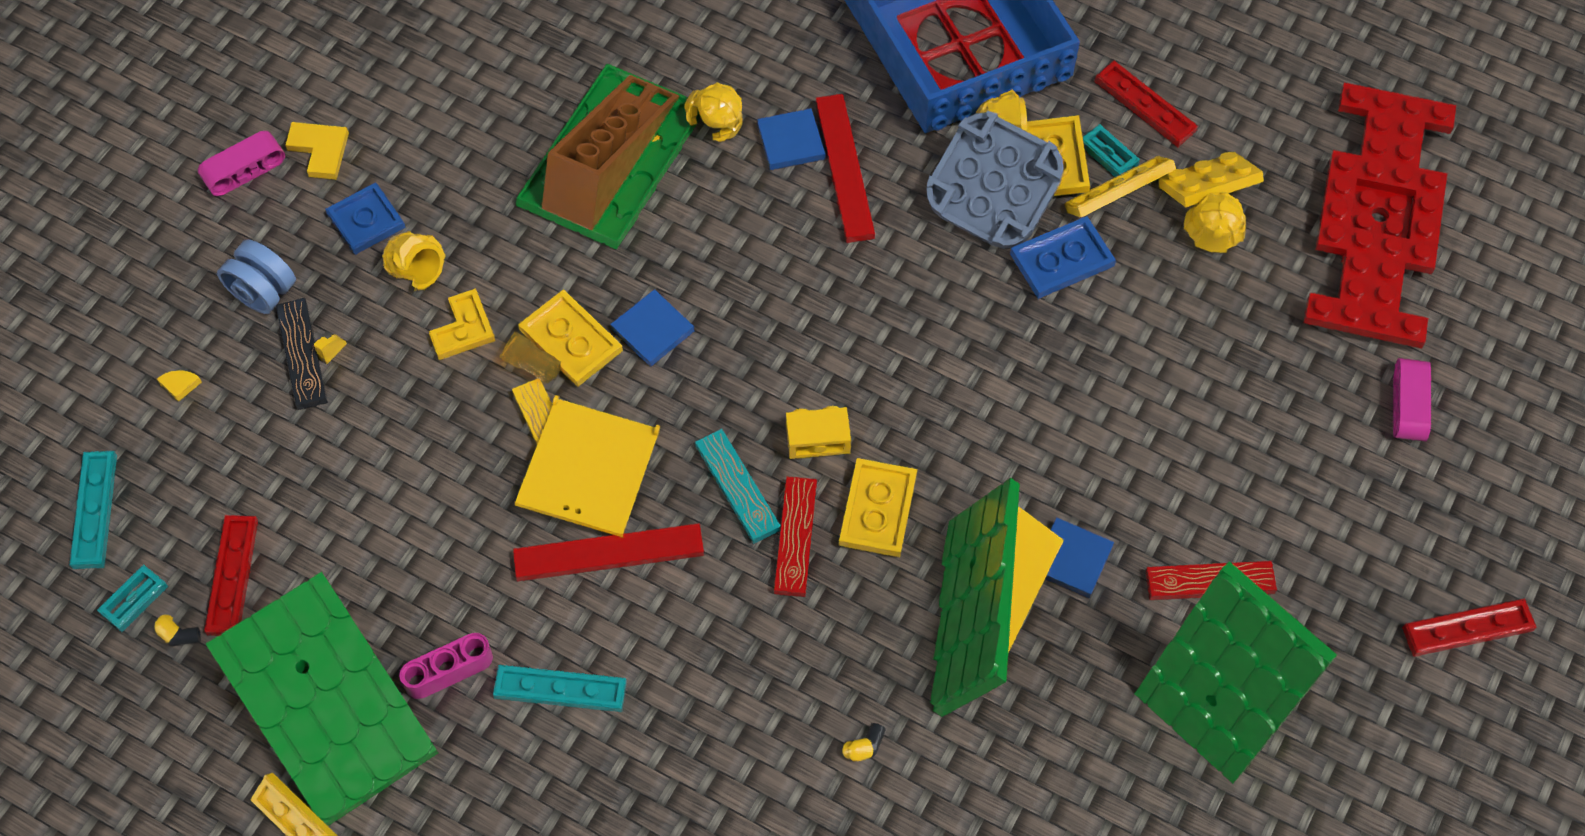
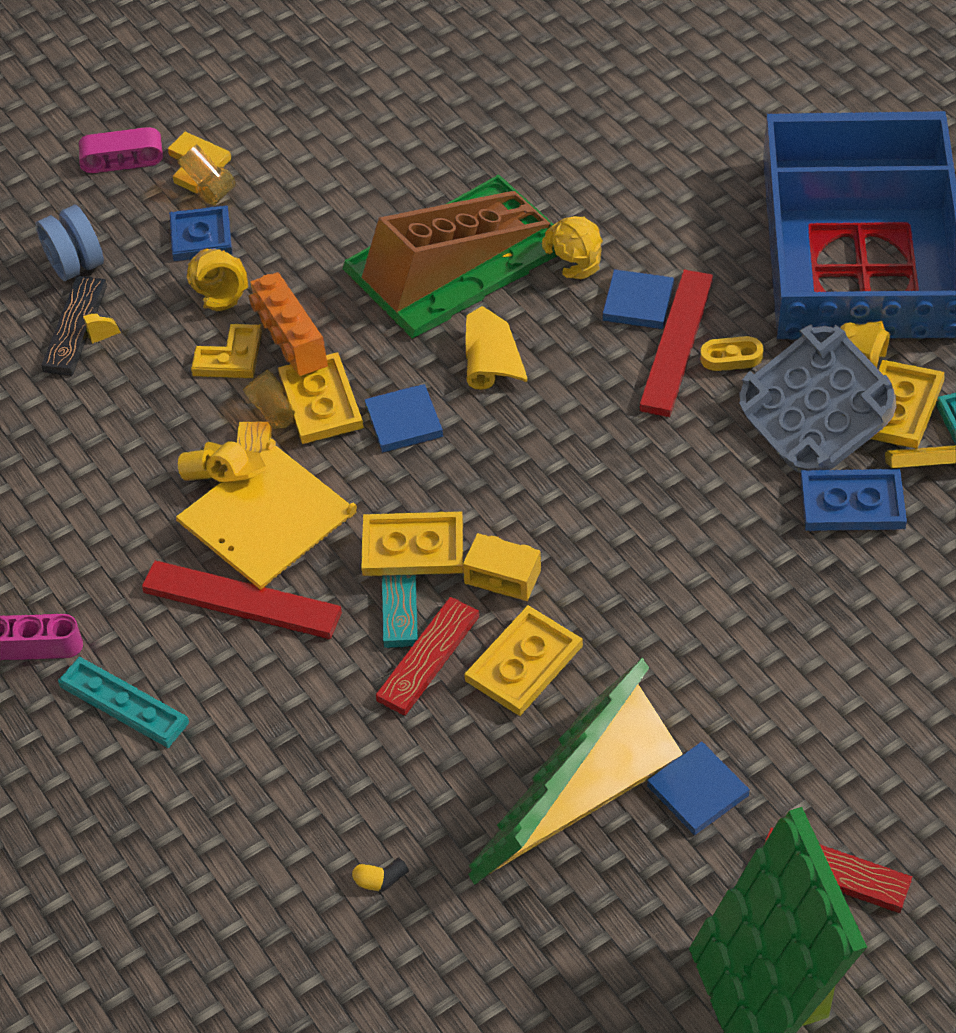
camera: 30 degrees right, 10 degrees down
(349, 162) = (212, 181): none -> clear yellow piece
(507, 279) = (288, 323): none -> orange brick
(525, 434) = (220, 462): none -> yellow panel
(695, 236) = (490, 350): none -> yellow panel
(732, 443) = (412, 543): none -> yellow plate
(895, 161) = (731, 353): none -> yellow plate

